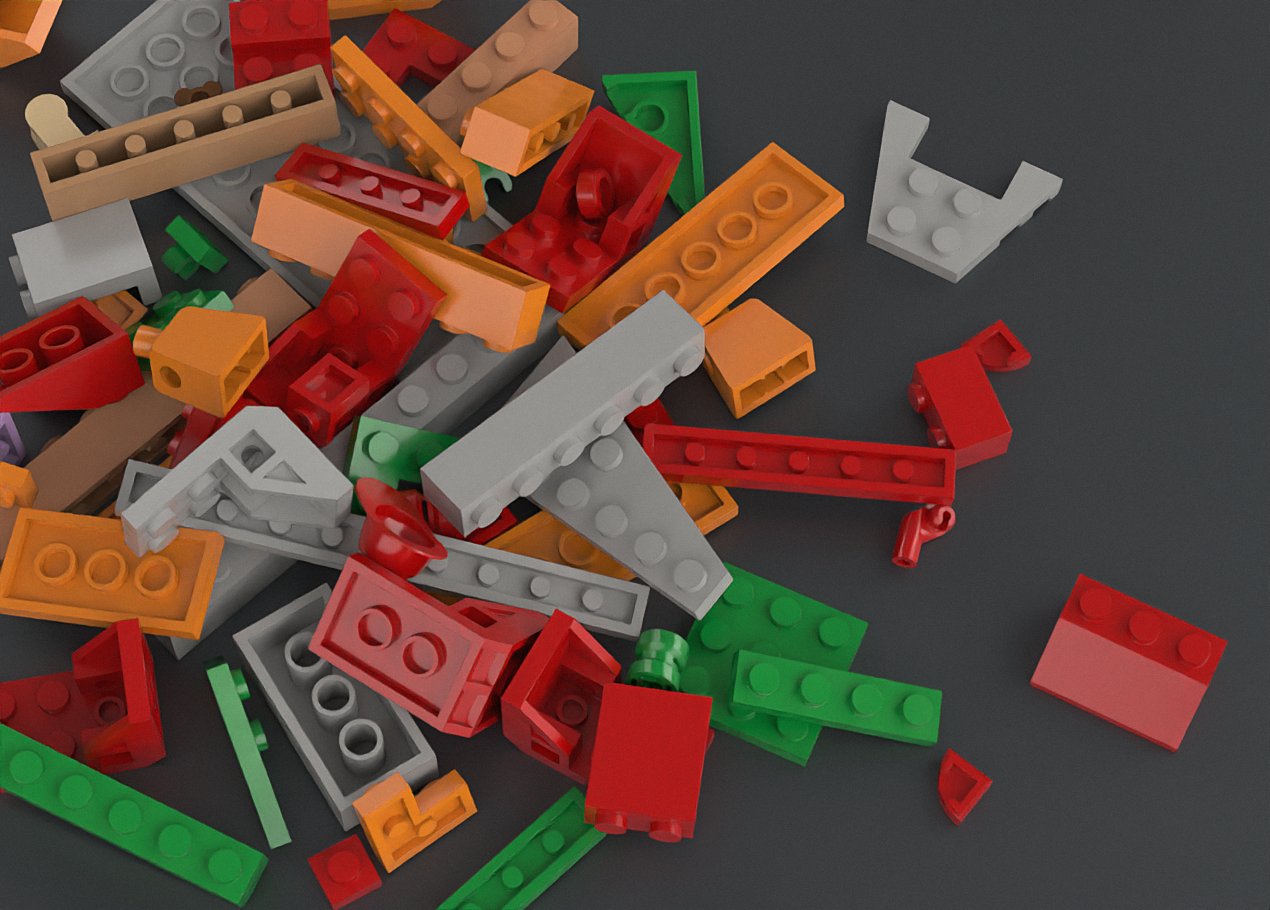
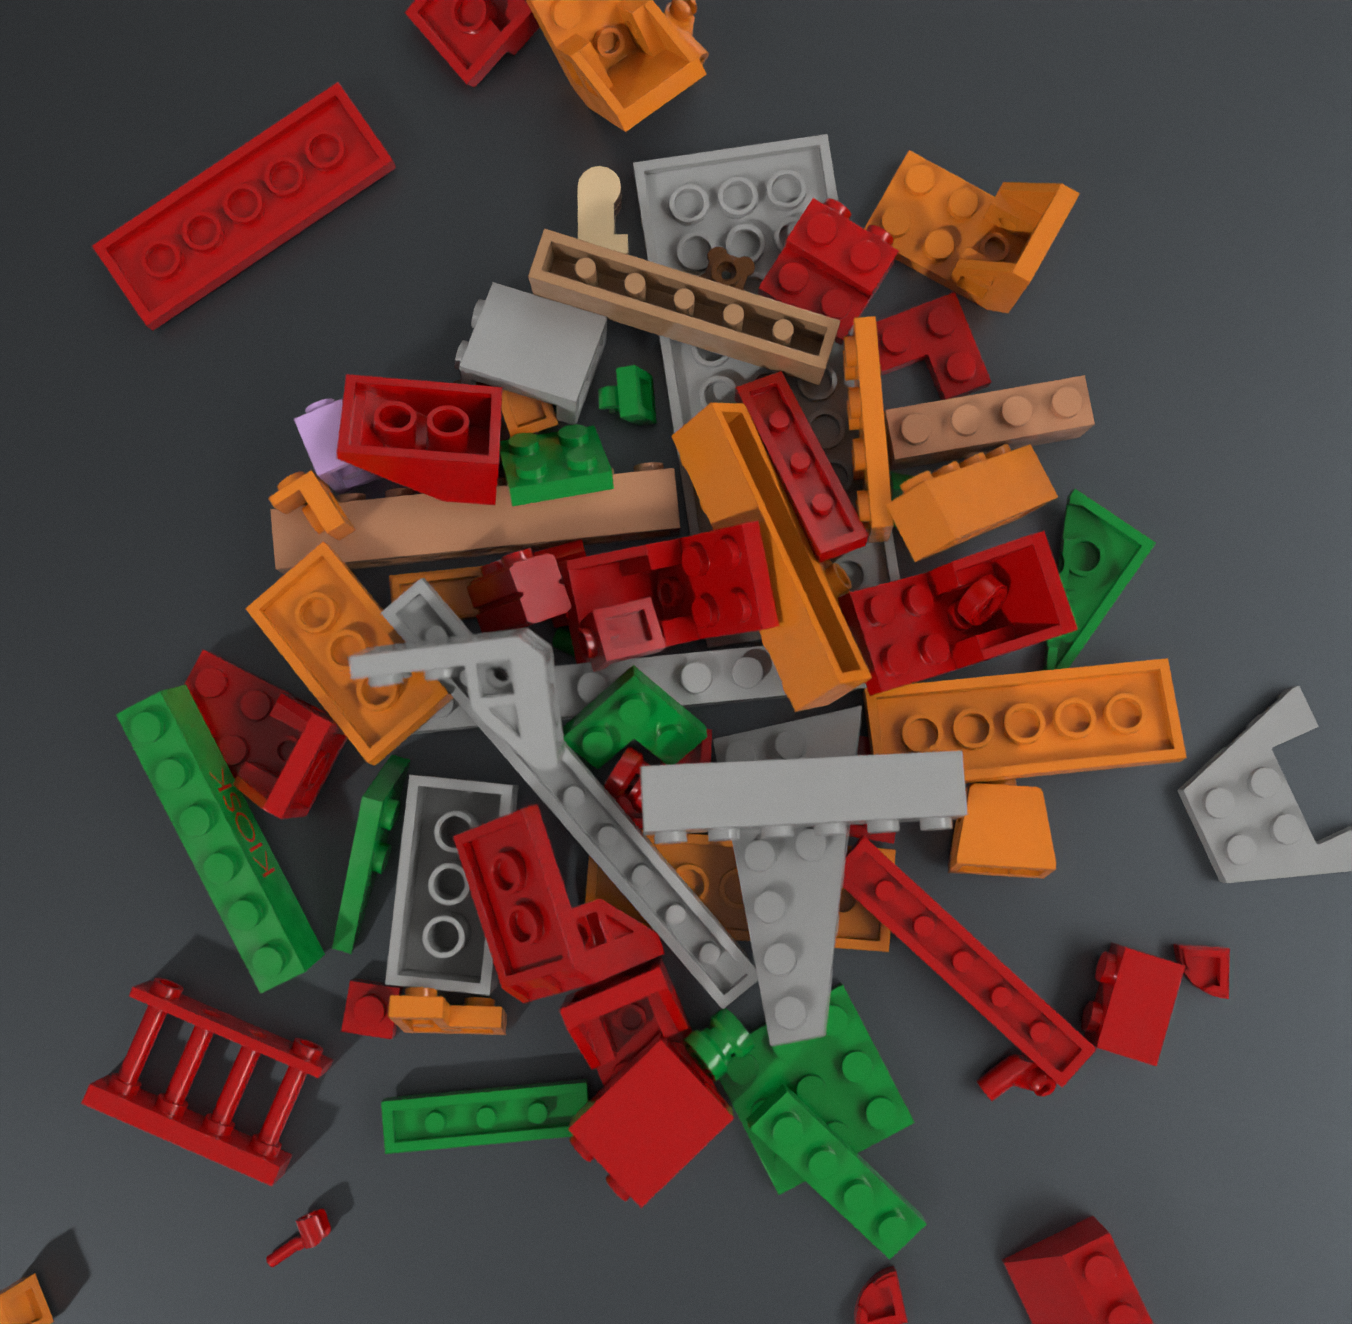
camera: 40 degrees right, 20 degrees up
(205, 356) = (545, 531): orange torso -> none
(395, 530) = (586, 803): red piece -> none

